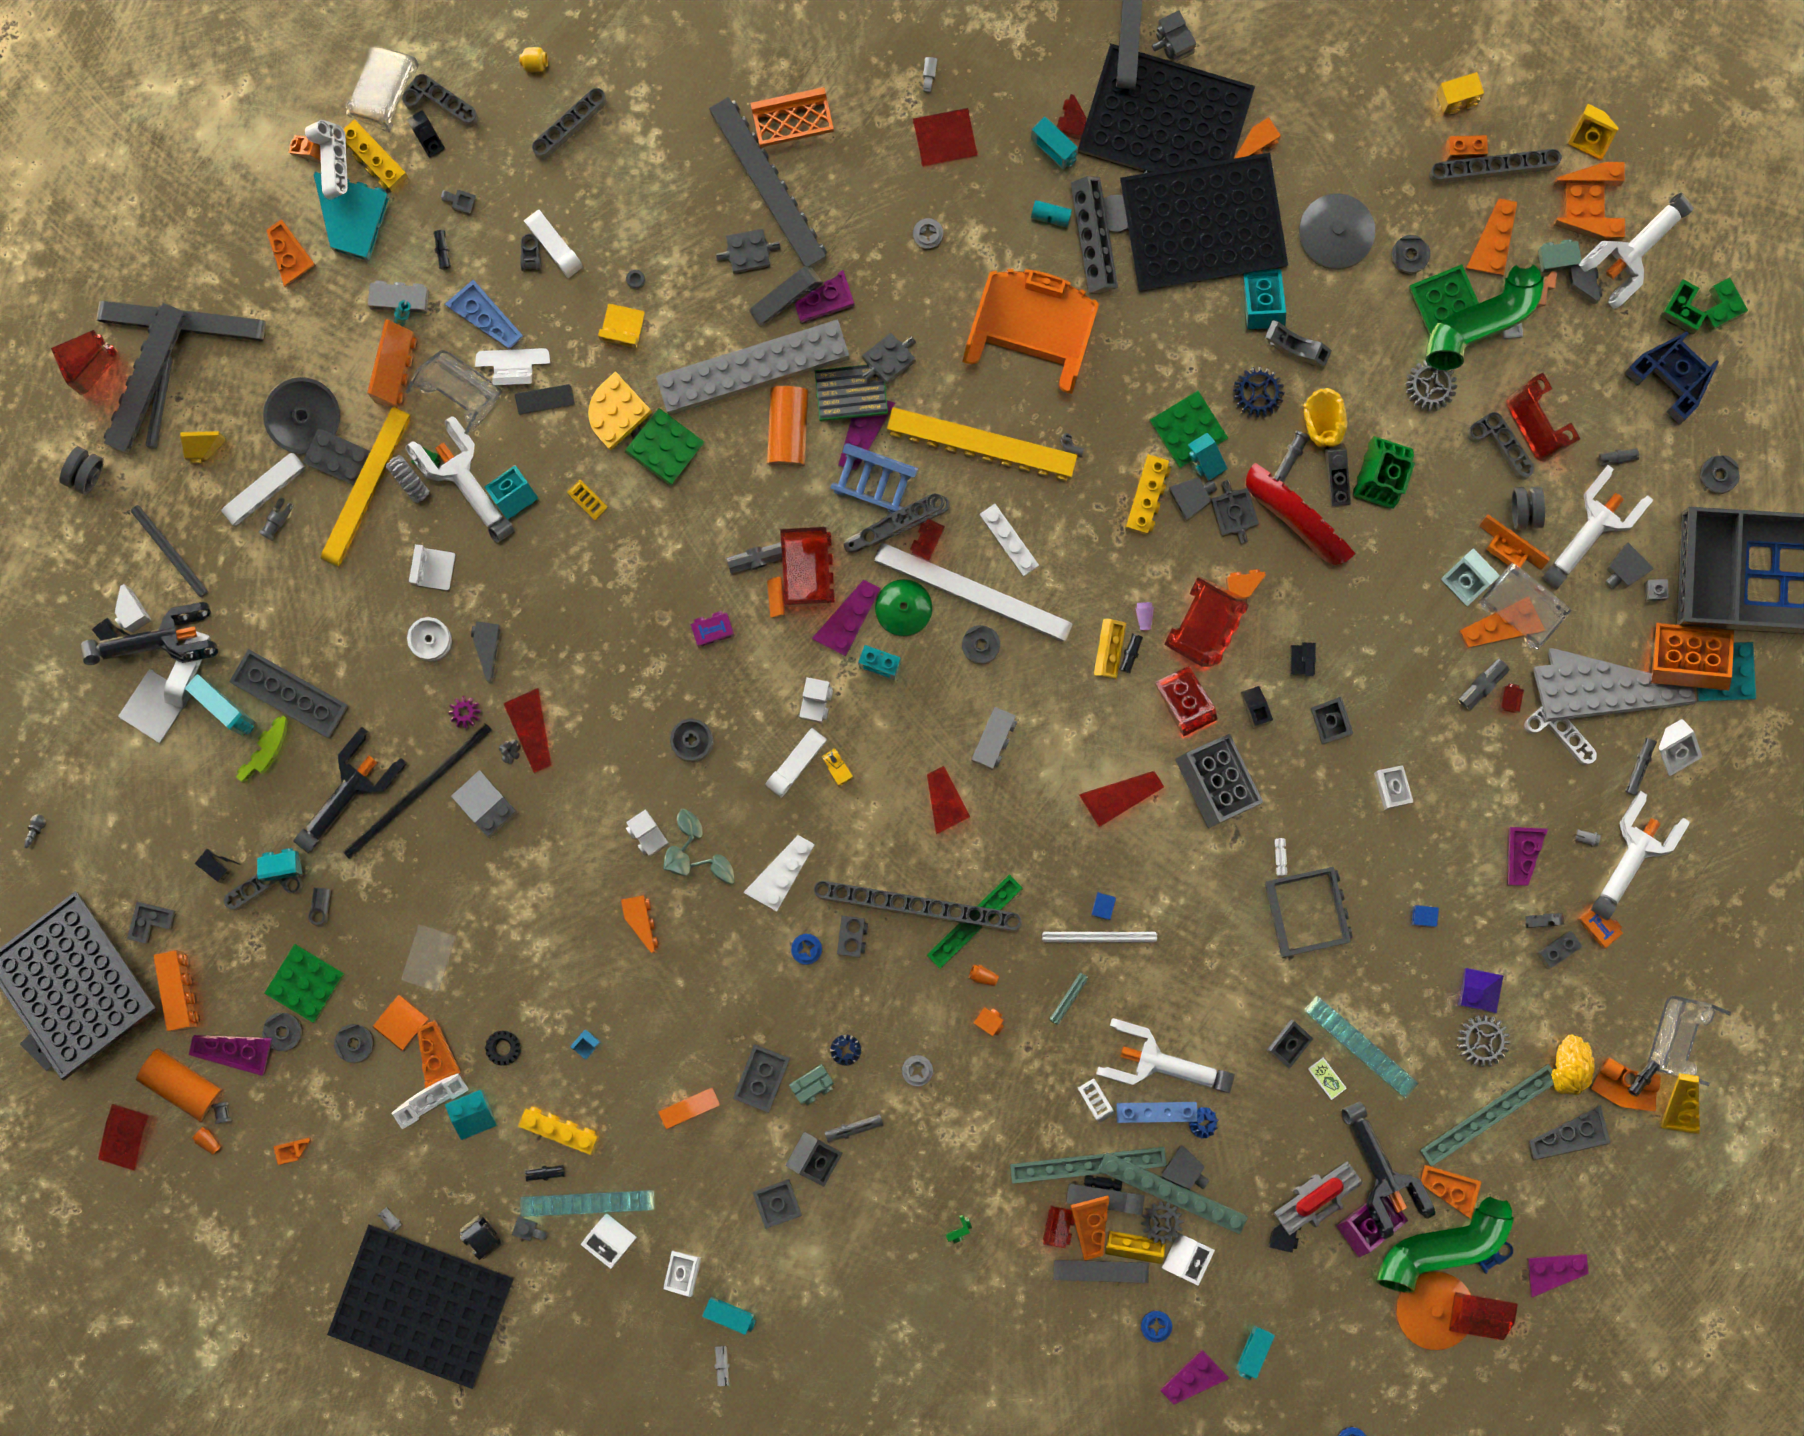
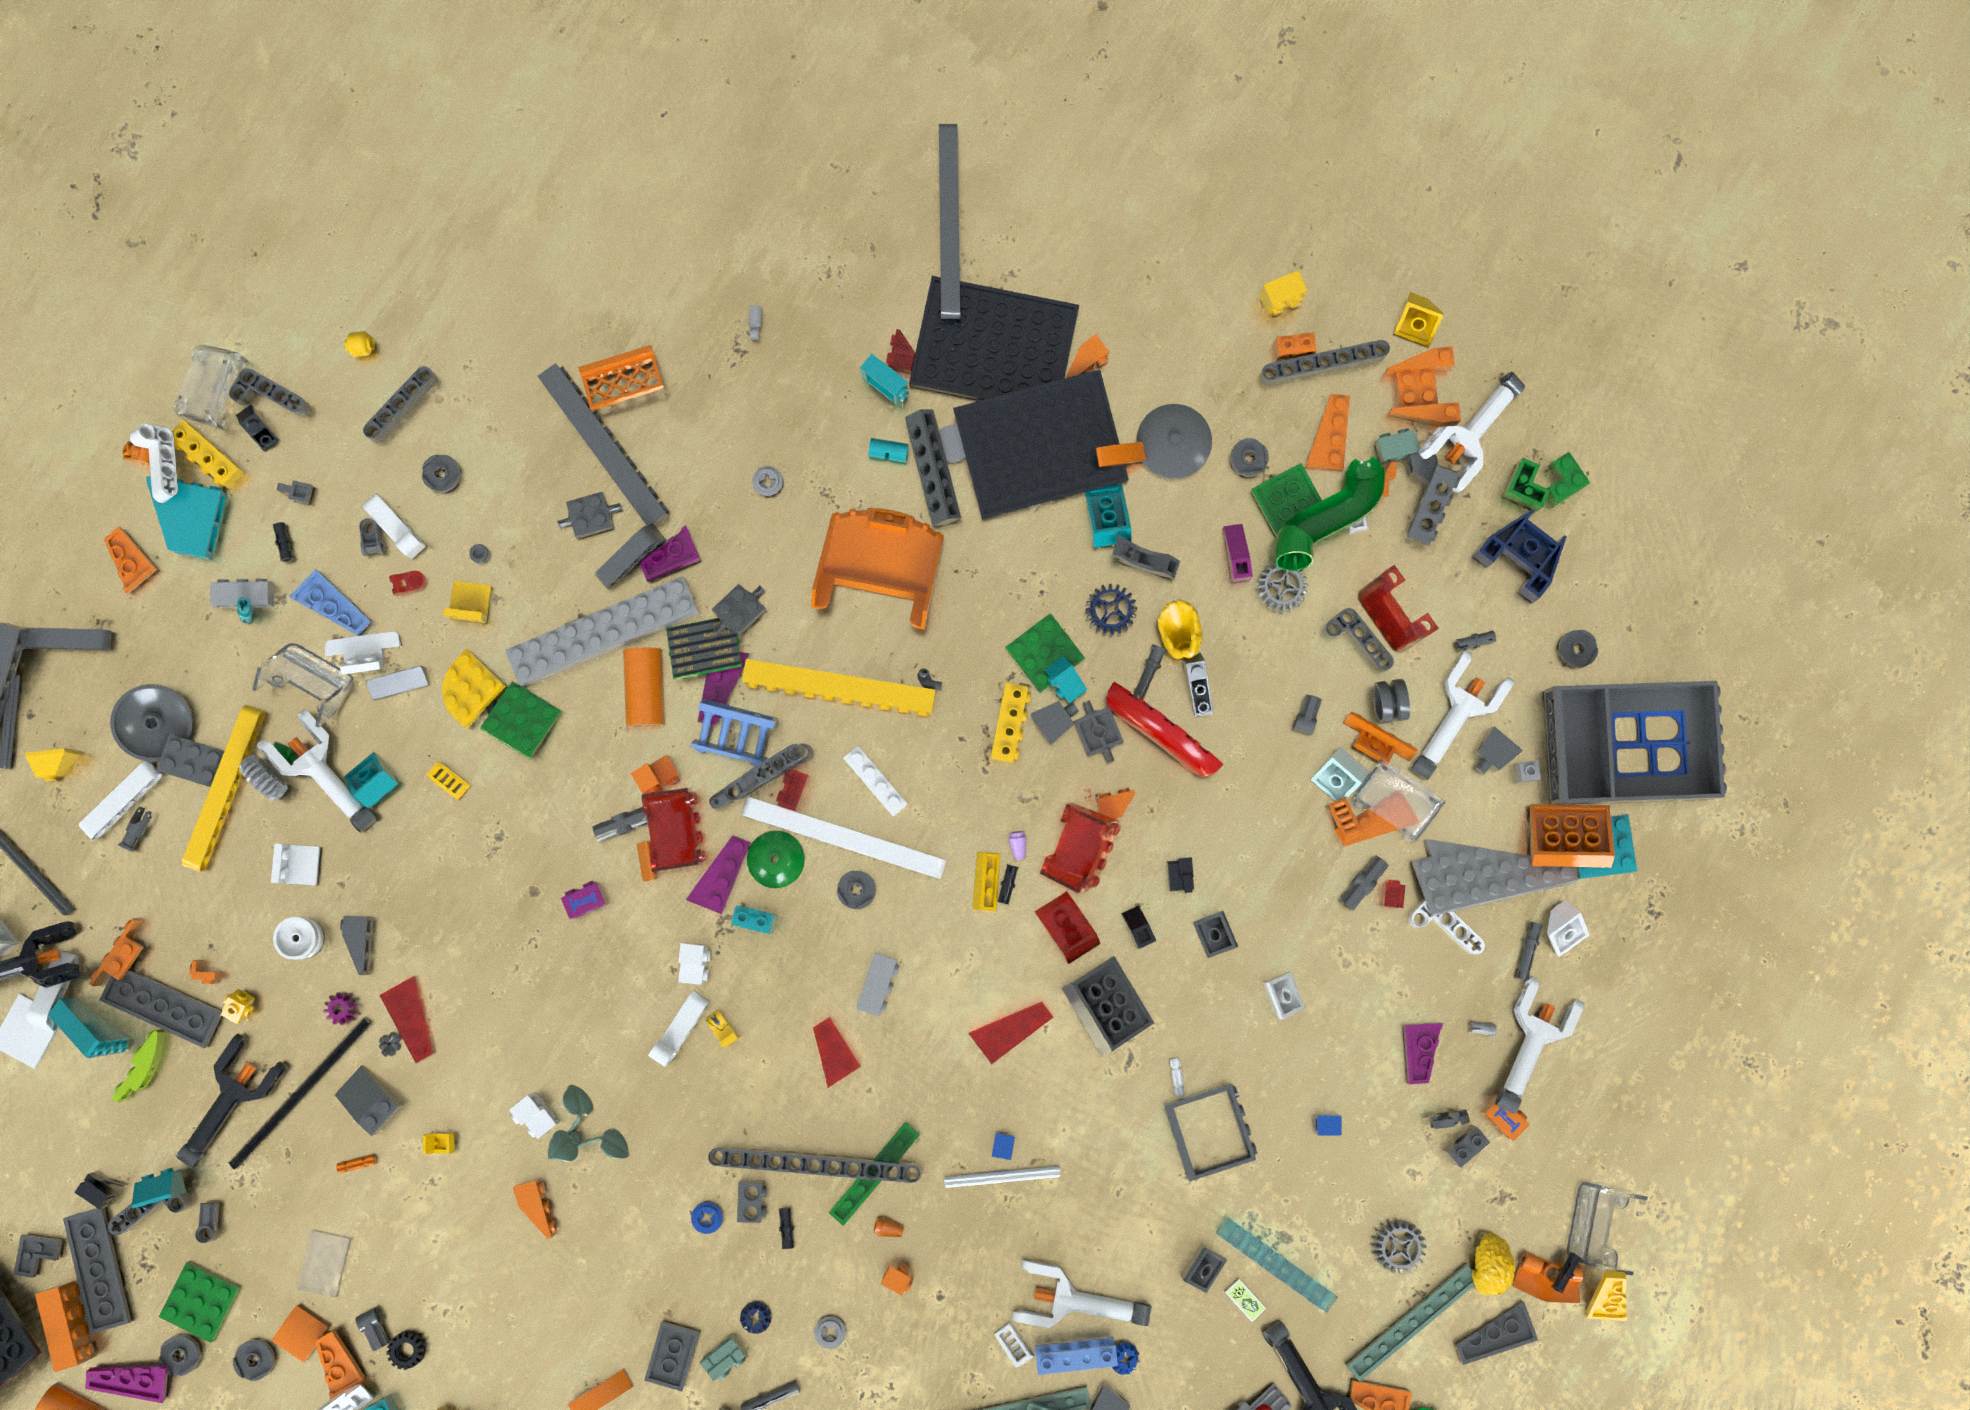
camera: 10 degrees left, 0 degrees up
(207, 942) = (97, 1270): none -> dark grey plate
(254, 641) = (121, 956): none -> orange bracket
(335, 669) = (197, 973): none -> orange bracket
(365, 700) = (237, 1006): none -> yellow brick
(391, 364) = (236, 662): orange slope -> none
(468, 864) = (356, 1163): none -> orange axle
(470, 1020) = (370, 1325): none -> dark grey piece
(550, 851) = (438, 1143): none -> yellow bracket
(569, 301) = (414, 581): none -> clear red plate
(585, 1044) = (490, 1337): dark azure panel -> none
(605, 185) = (430, 473): none -> dark grey plate
(691, 729) = (561, 1020): dark grey wheel -> none
(779, 876) = (672, 1147): white wing -> none
(794, 513) = (656, 775): none -> orange brick
(883, 966) = (786, 1228): none -> black pin
(945, 137) = (776, 383): clear red piece -> none
(1069, 998) = (976, 1243): sand green axle -> none
(1175, 37) = (995, 263): dark grey brick -> none
(1283, 239) = (1121, 454): none -> orange slope
(1384, 472) = (1244, 678): green slope -> none
(1390, 348) = (1238, 553): none -> magenta slope
(1442, 518) = (1306, 719): none -> dark grey piece
(1466, 609) = (1341, 808): none -> orange slope
(1480, 990) = (1391, 1194): dark purple slope -> none
(1598, 288) = (1439, 475): none -> dark grey brick

